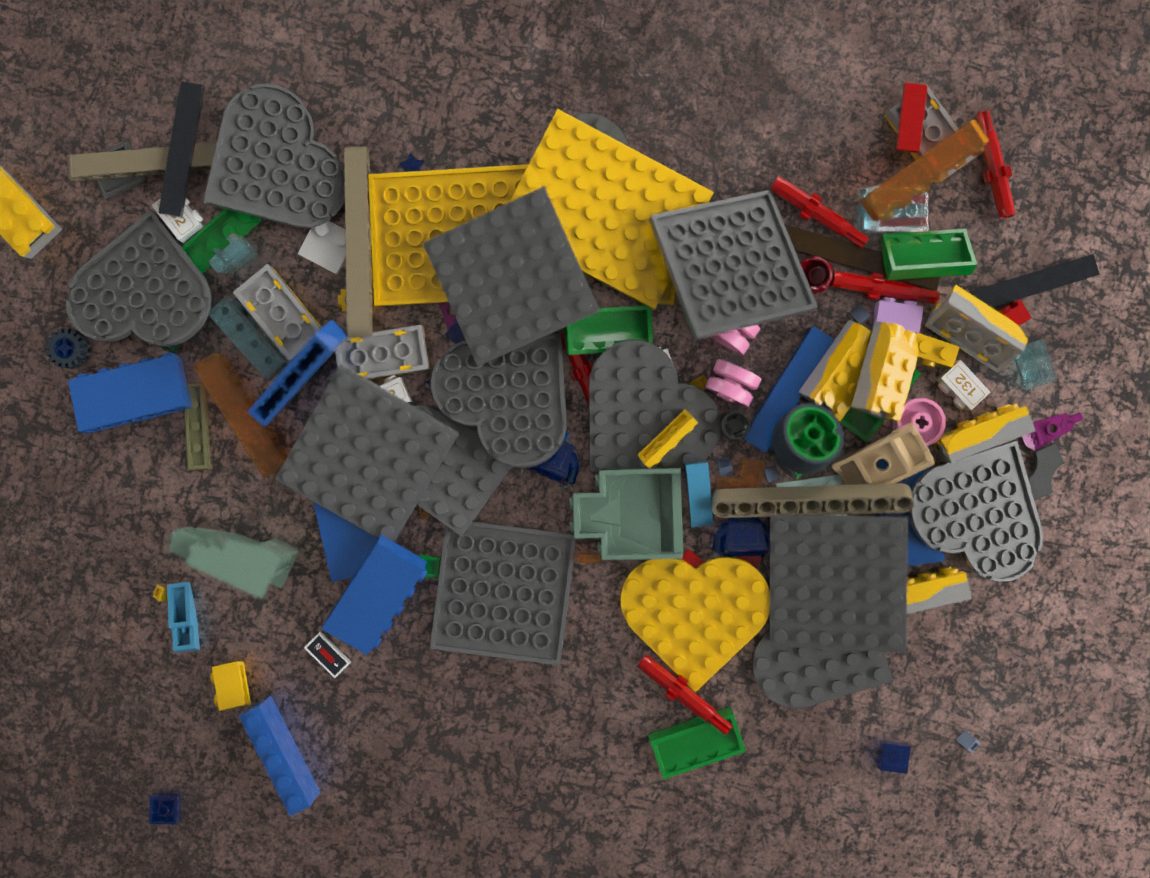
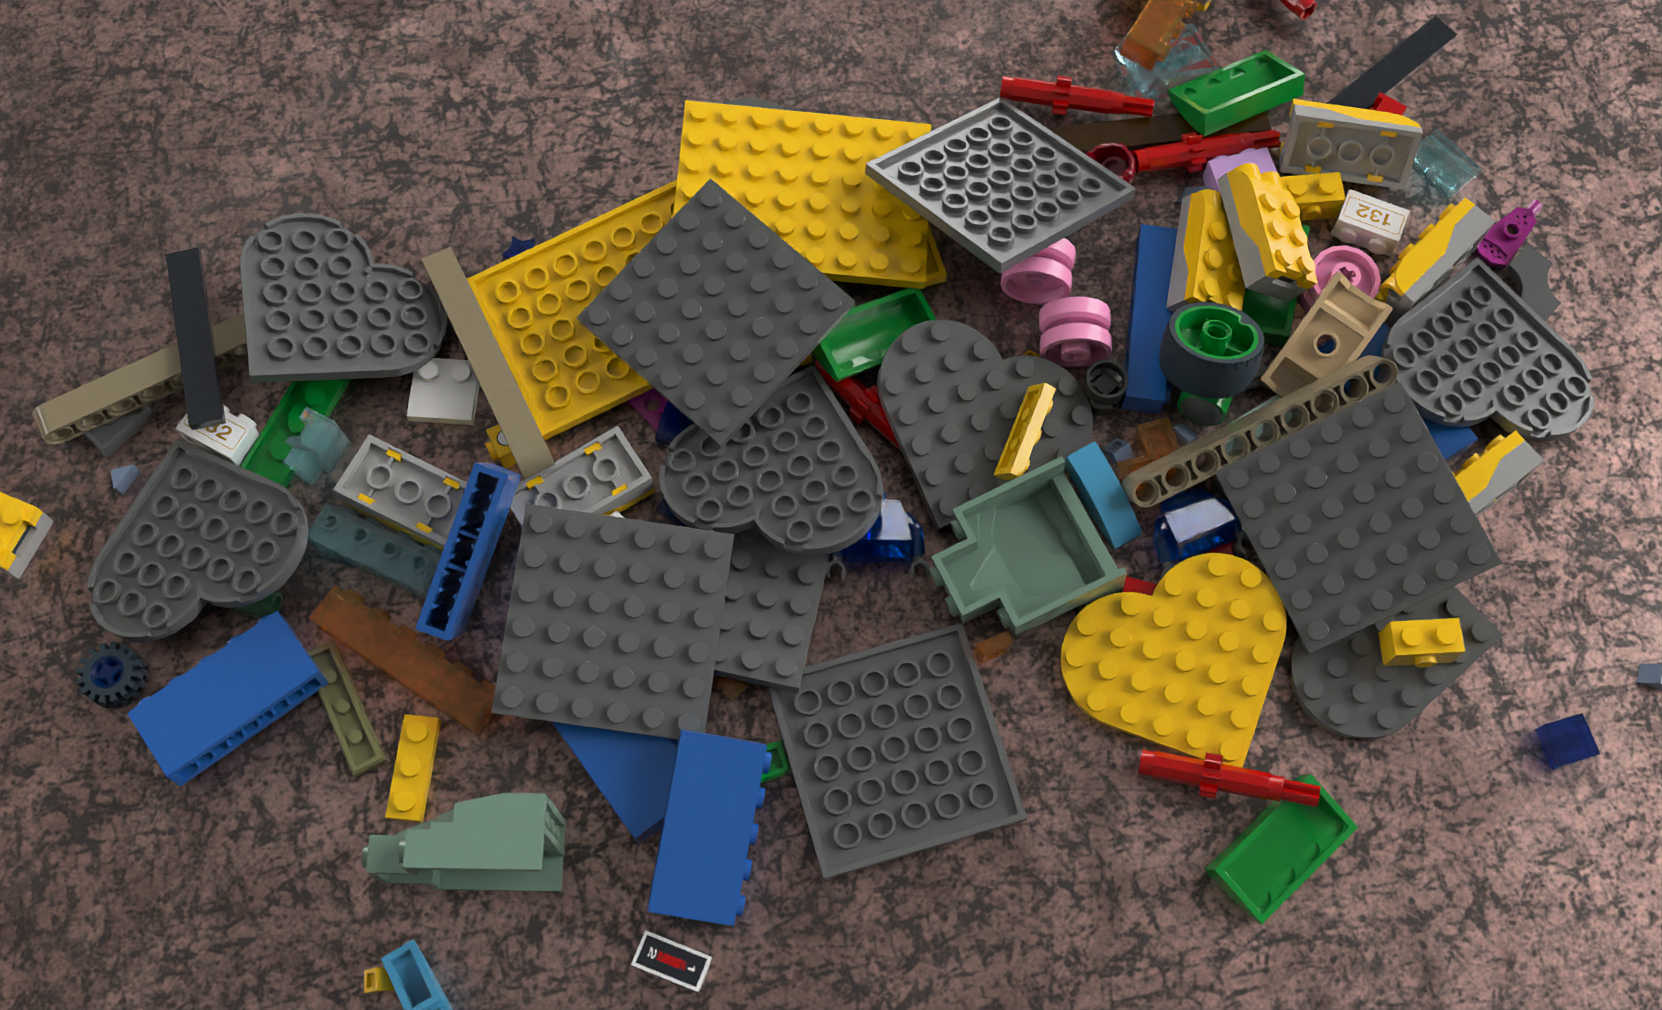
camera: 25 degrees left, 20 degrees down
(111, 220) = (124, 477): none -> sand blue piece
(223, 480) = (413, 768): none -> yellow plate
(837, 670) = (1421, 642): none -> yellow brick

